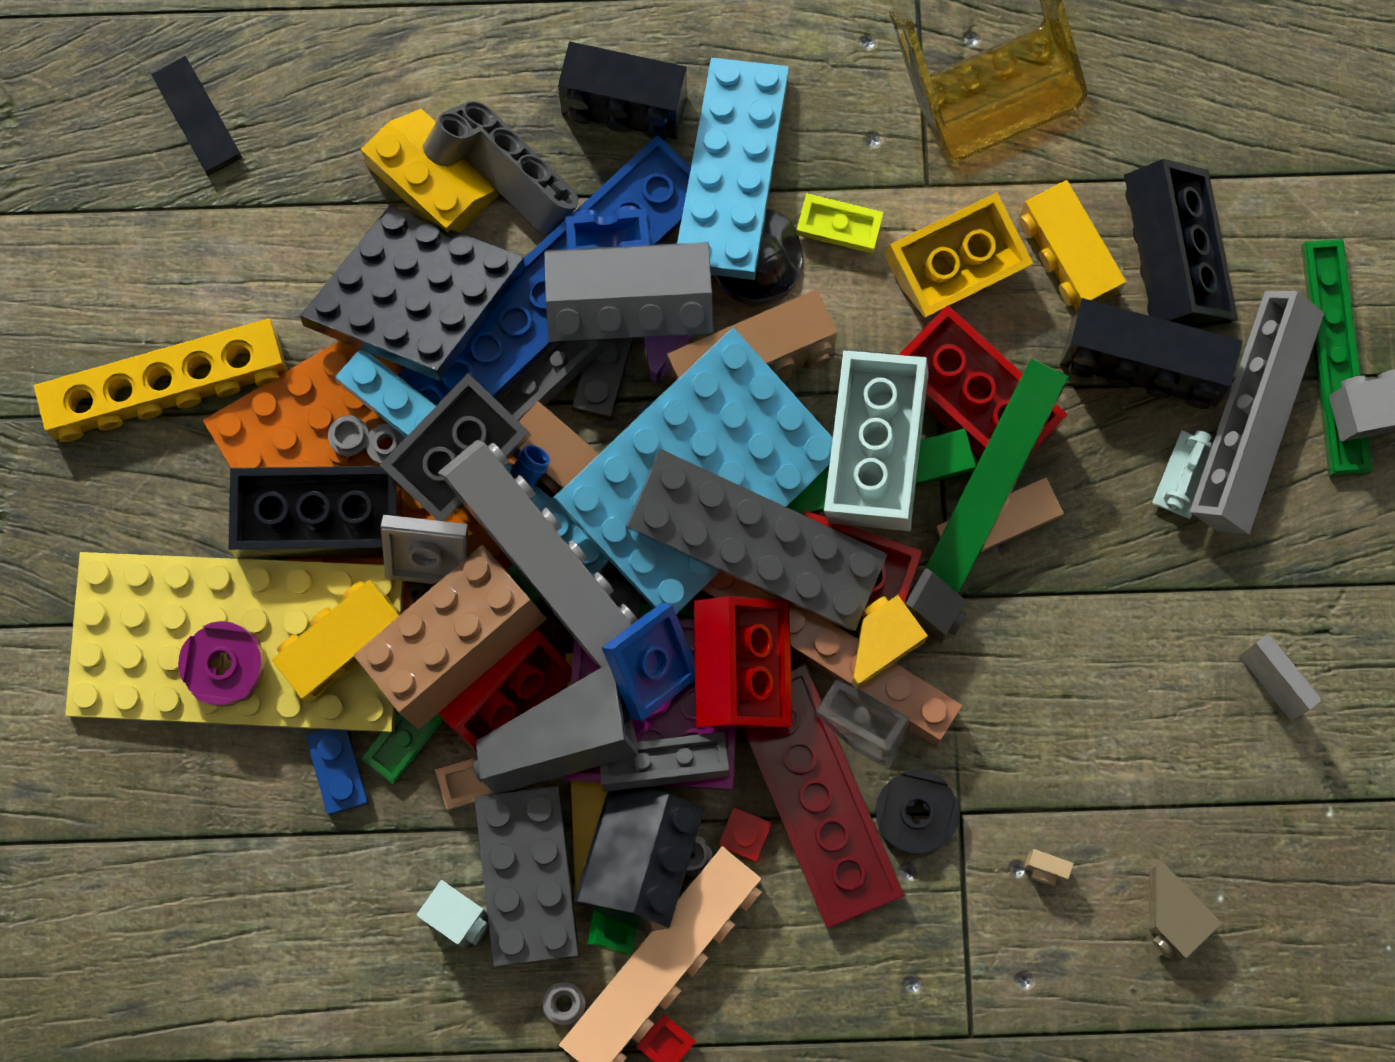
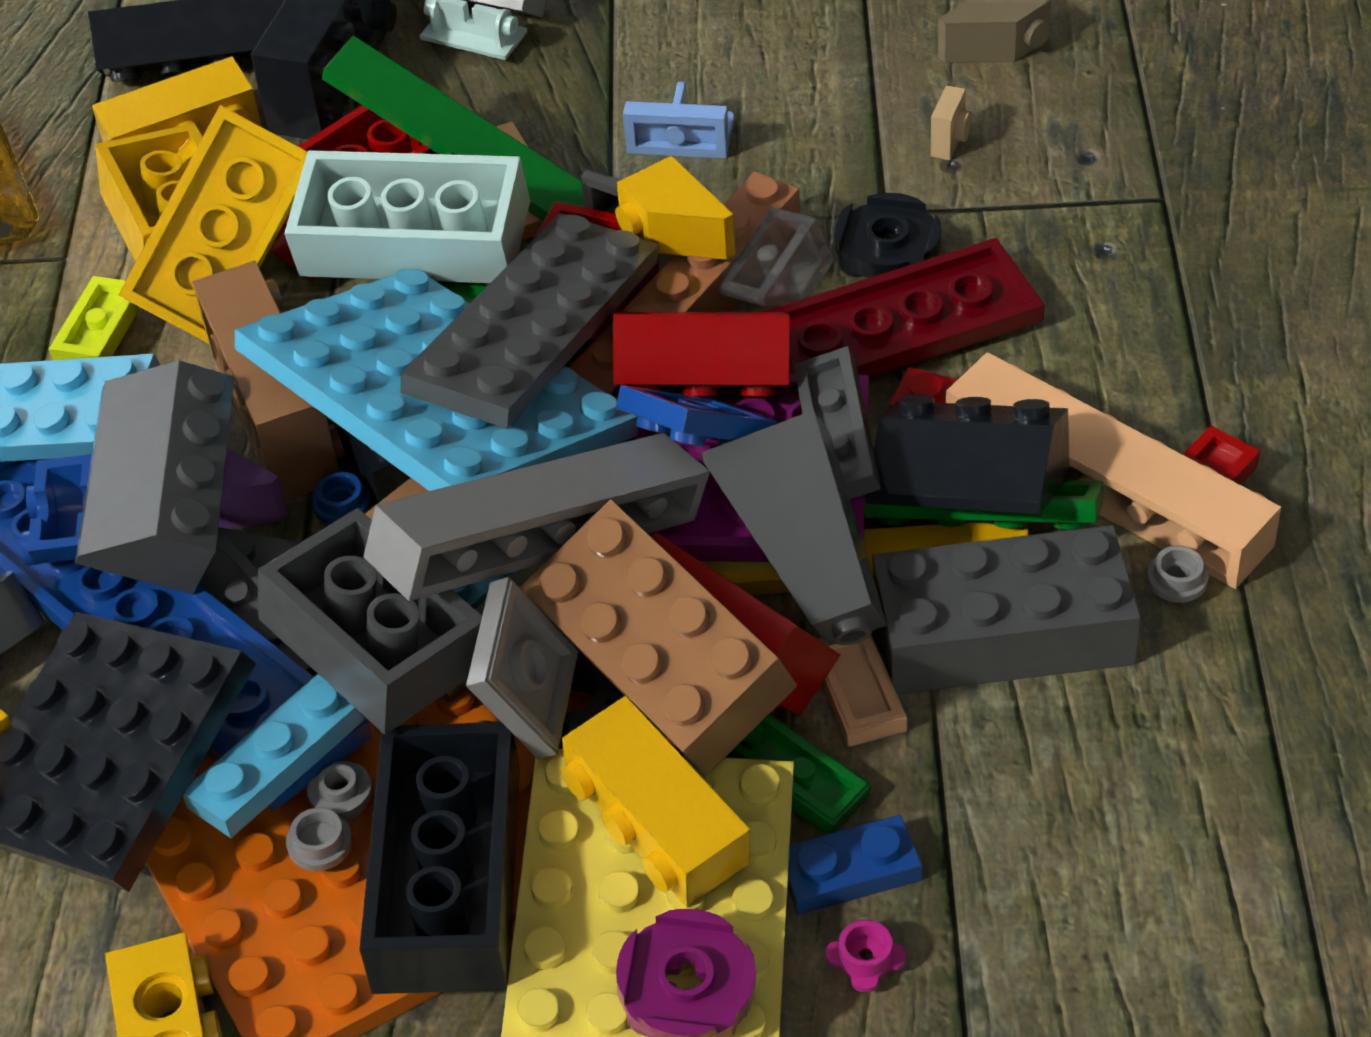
camera: 85 degrees left, 30 degrees down
(267, 765) = (870, 938): none -> dark pink plate
(454, 915) = (1068, 674): light aqua brick -> none
(893, 299) = (216, 218): none -> yellow plate
(1059, 648) = (677, 128): none -> light blue panel

